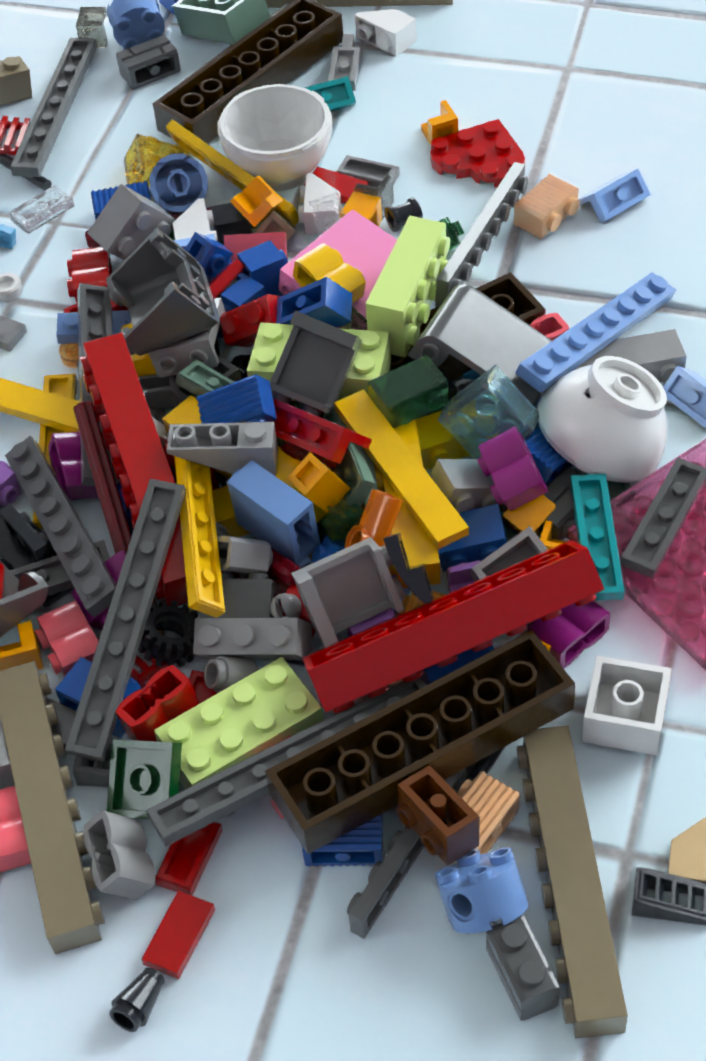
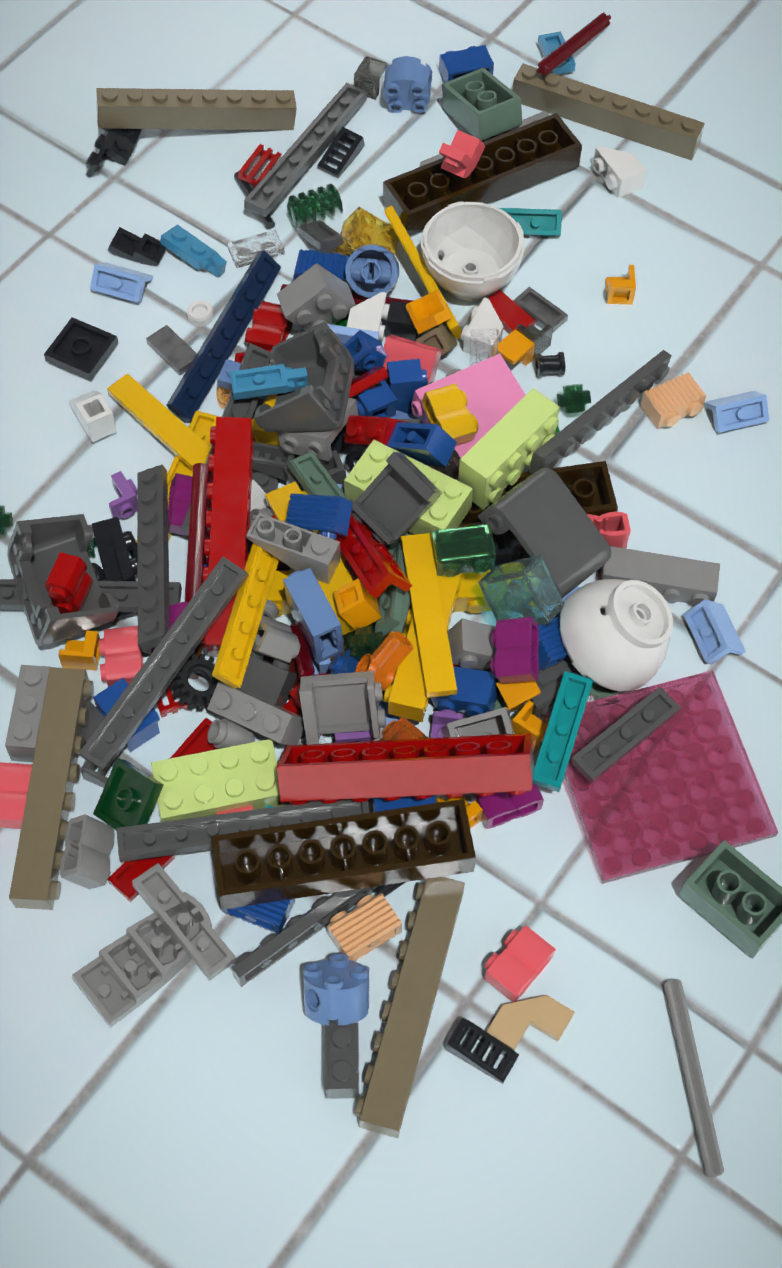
camera: 15 degrees right, 10 degrees up
(43, 298) = (223, 336): none -> dark blue plate
(87, 149) = (314, 203): none -> clear green piece
(91, 84) = (344, 136): none -> black slope
(106, 174) = (320, 235): none -> flat silver tile
(115, 309) = (267, 381): none -> dark azure hinge
(135, 1003) = (57, 969): black cone -> none
(148, 62) = (402, 130): dark grey brick -> none
(162, 699) = (165, 741): red brick -> none
(178, 934) = (107, 927): red tile -> none
(224, 51) = (462, 154): none -> coral brick
(244, 933) = (153, 950): none -> light grey slope
(290, 603) = (289, 699): light grey hinge -> none
(345, 61) = (568, 191): light grey hinge -> none
(414, 577) = (395, 715): black slope -> none
(438, 815) = (326, 921): reddish brown brick -> none
(477, 152) = (641, 324): red plate -> none
(595, 332) = (649, 544): medium blue plate -> none
(626, 705) = (519, 882): white brick -> none
(667, 789) = (519, 963): none -> coral brick

